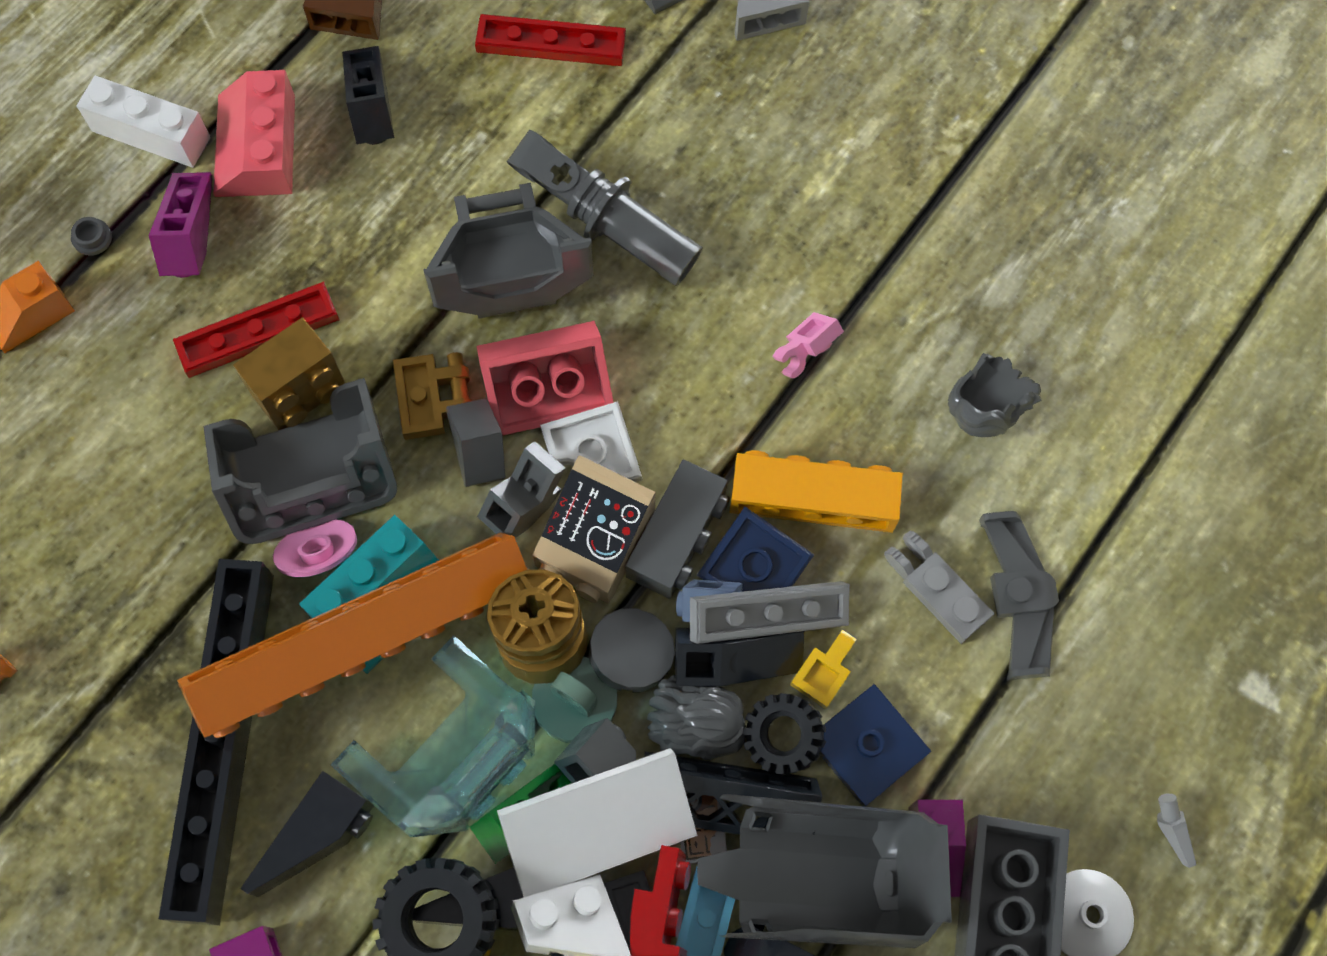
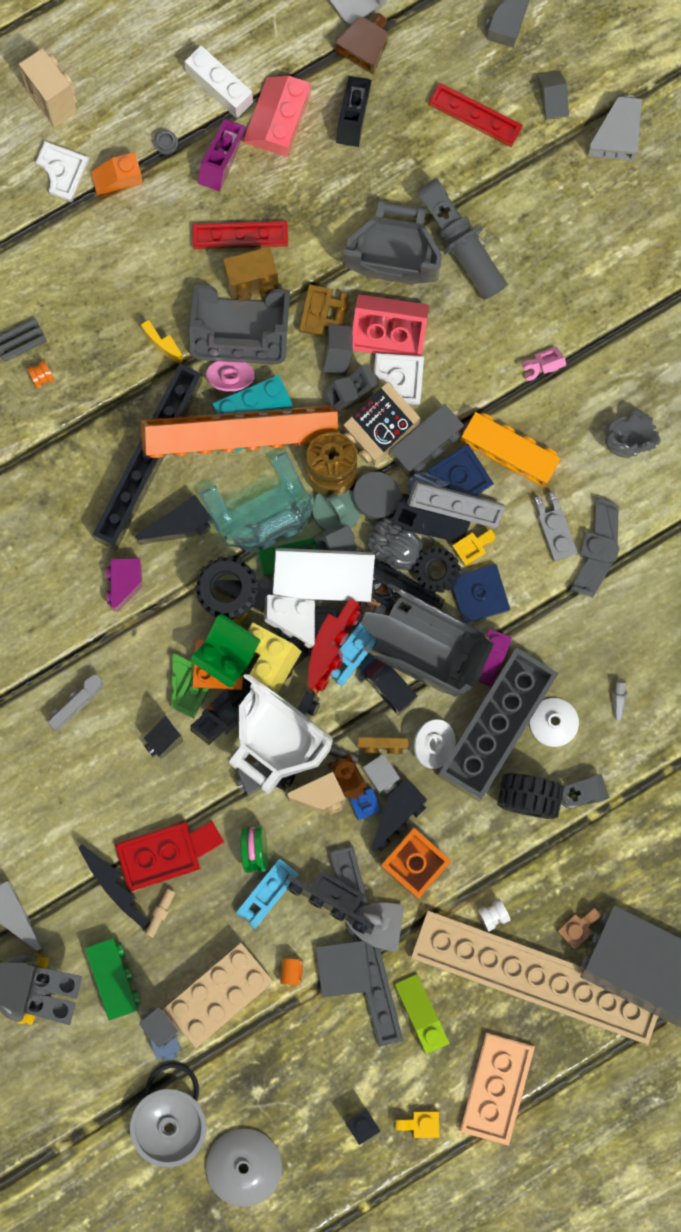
camera: 20 degrees right, 10 degrees up
(187, 541) = (165, 345): none -> yellow slope

